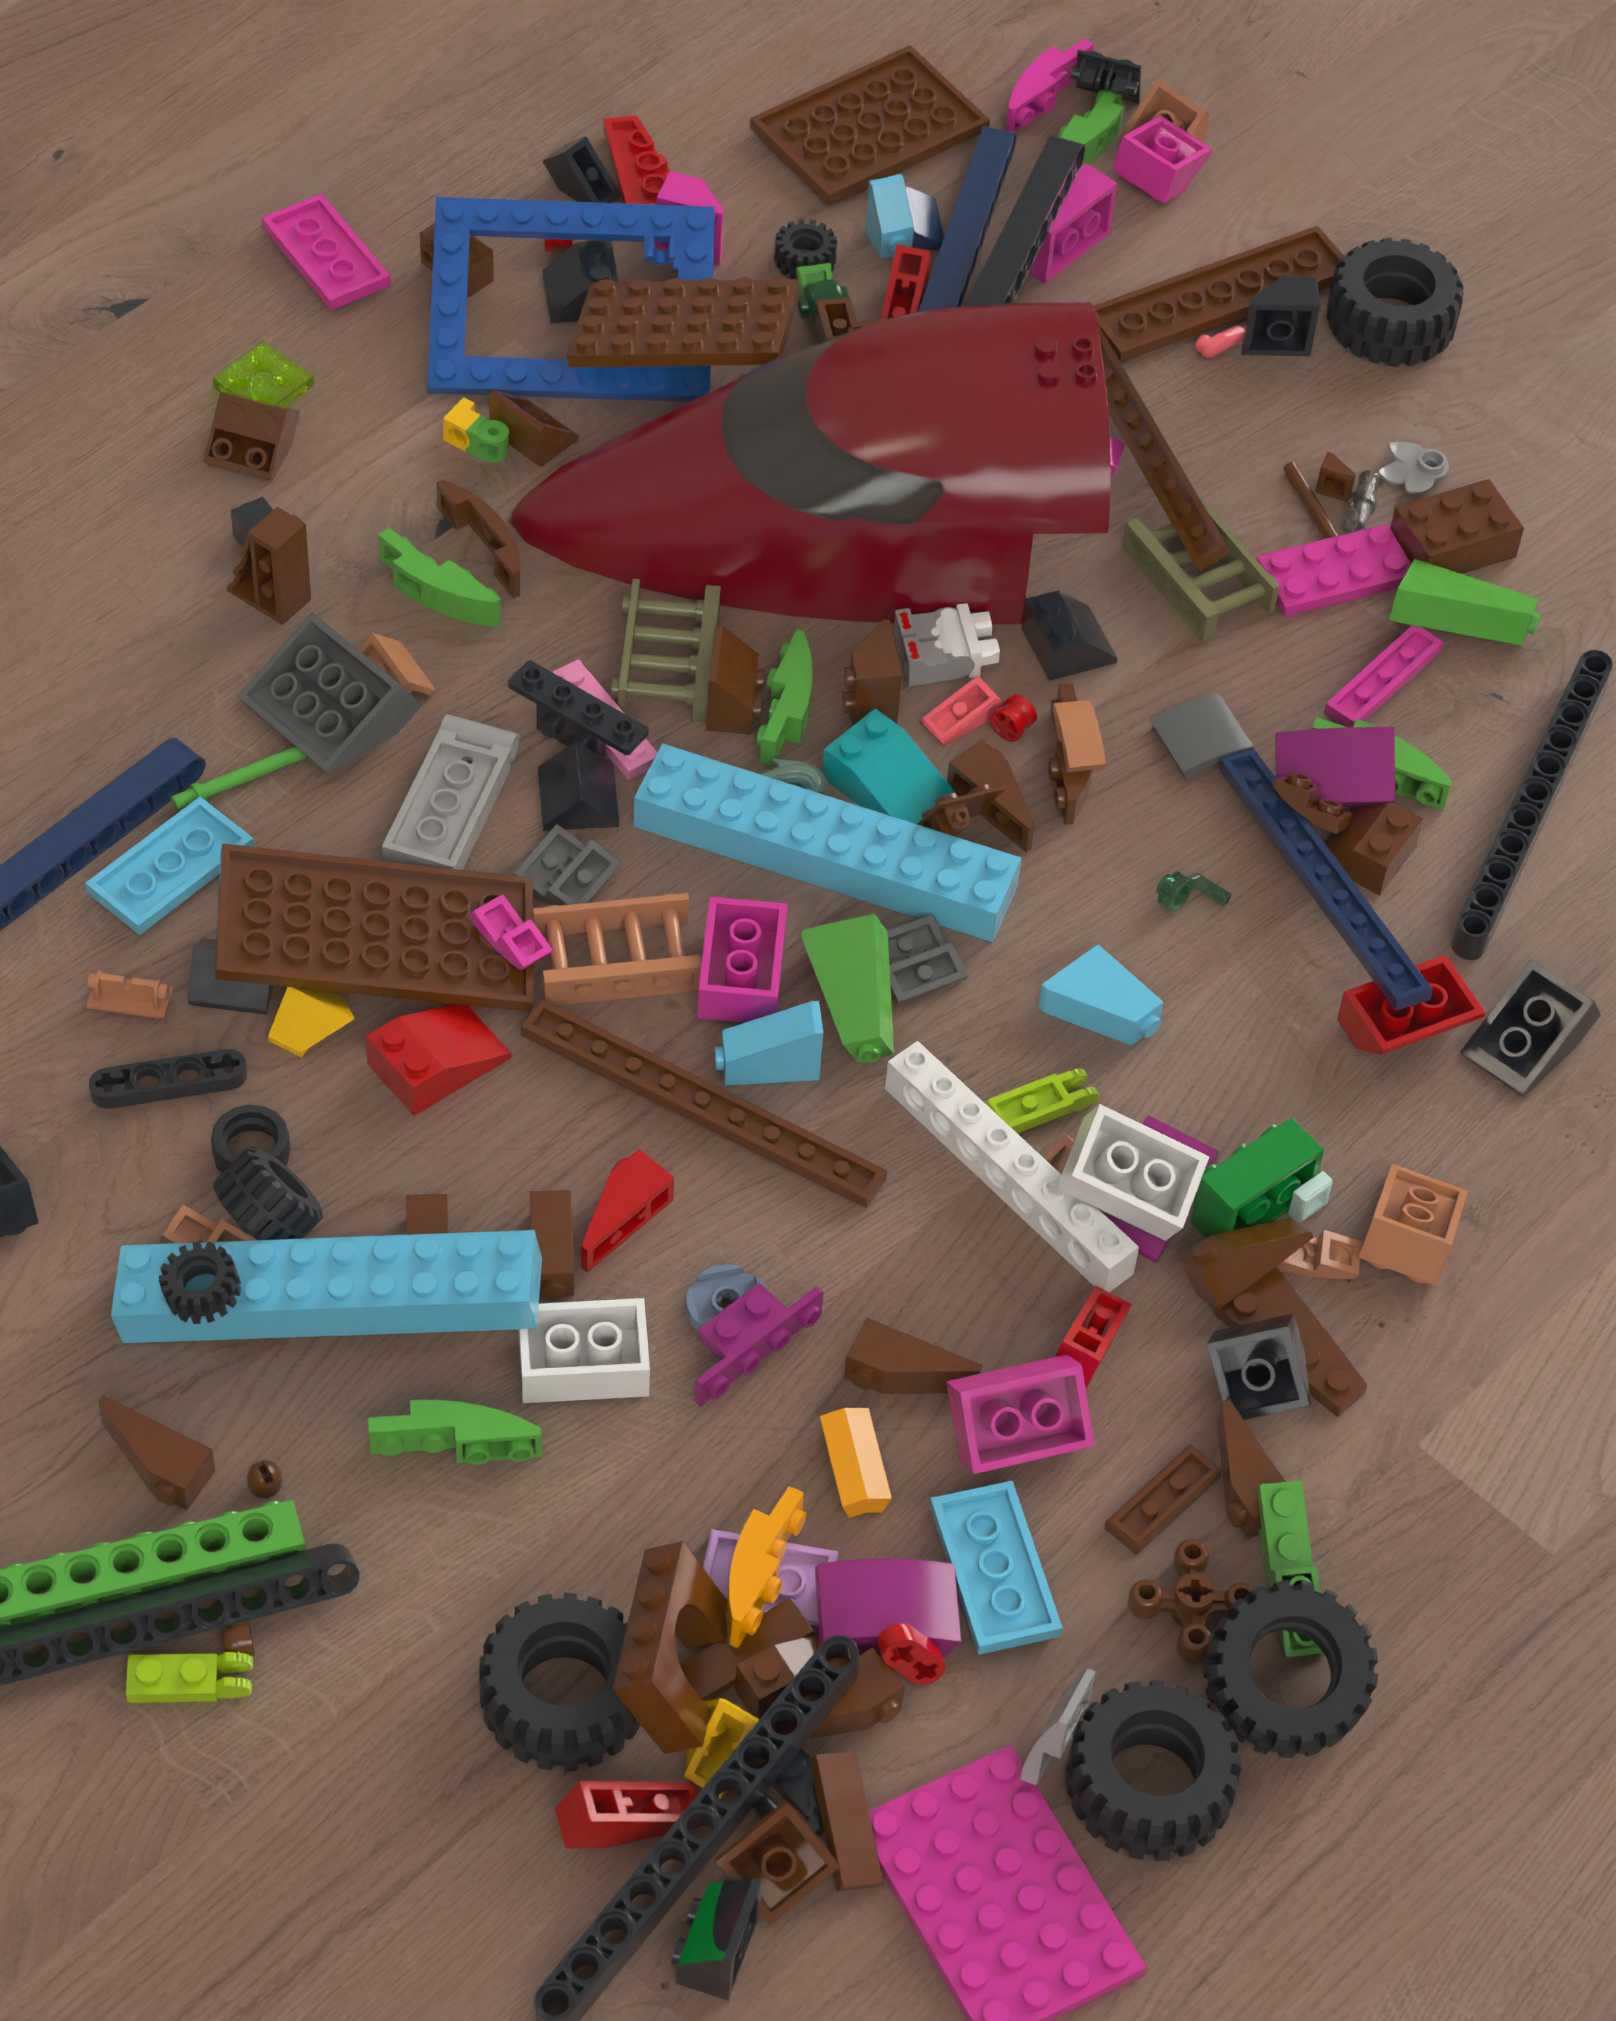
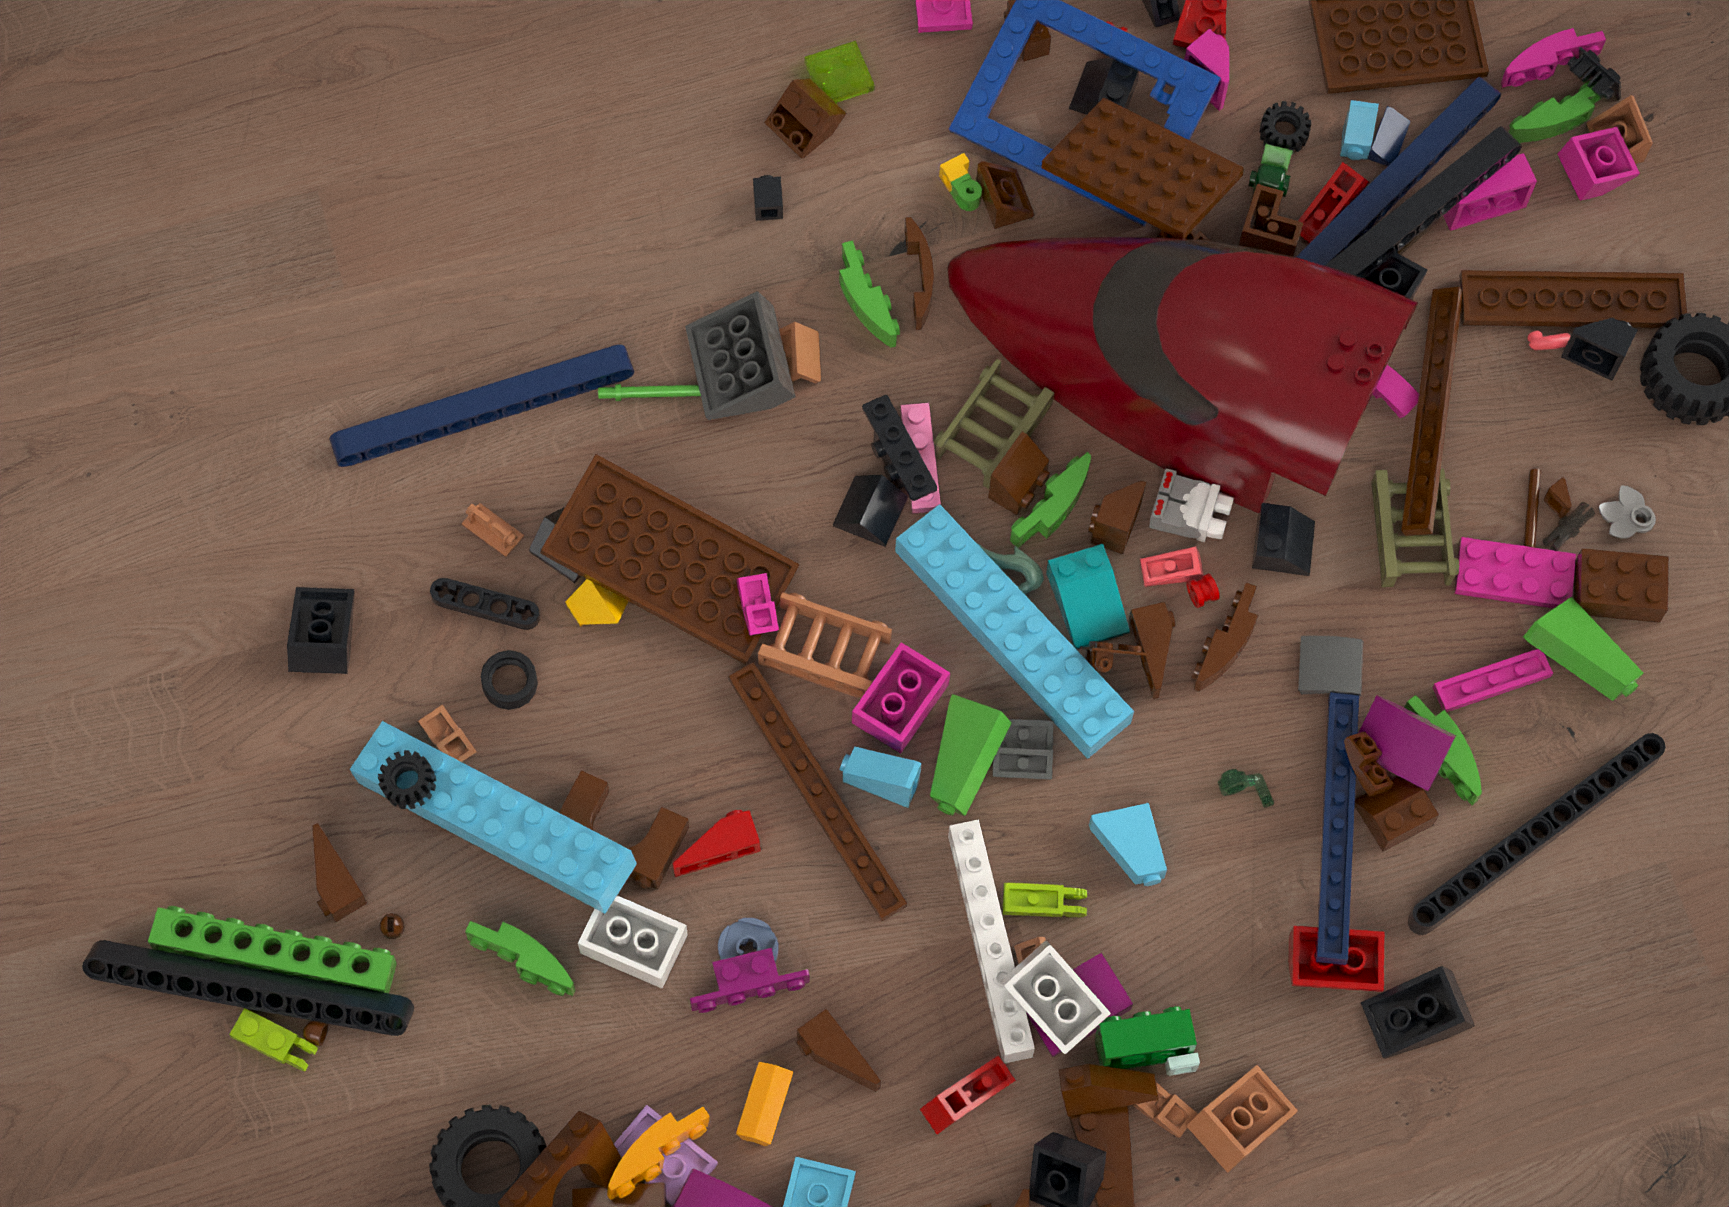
camera: 30 degrees right, 15 degrees up
(166, 866) = (569, 441): medium azure plate -> none
(267, 1197) = (488, 733): black tyre -> none
(274, 567) = (755, 242): reddish brown wedge -> none
(433, 1054) = (664, 668): red slope -> none
(451, 795) = (779, 476): light grey hinge -> none
(567, 869) = (828, 567): dark grey slope -> none
(1020, 1413) = (883, 1130): dark pink brick -> none
(1079, 735) = (1231, 633): nougat slope -> none

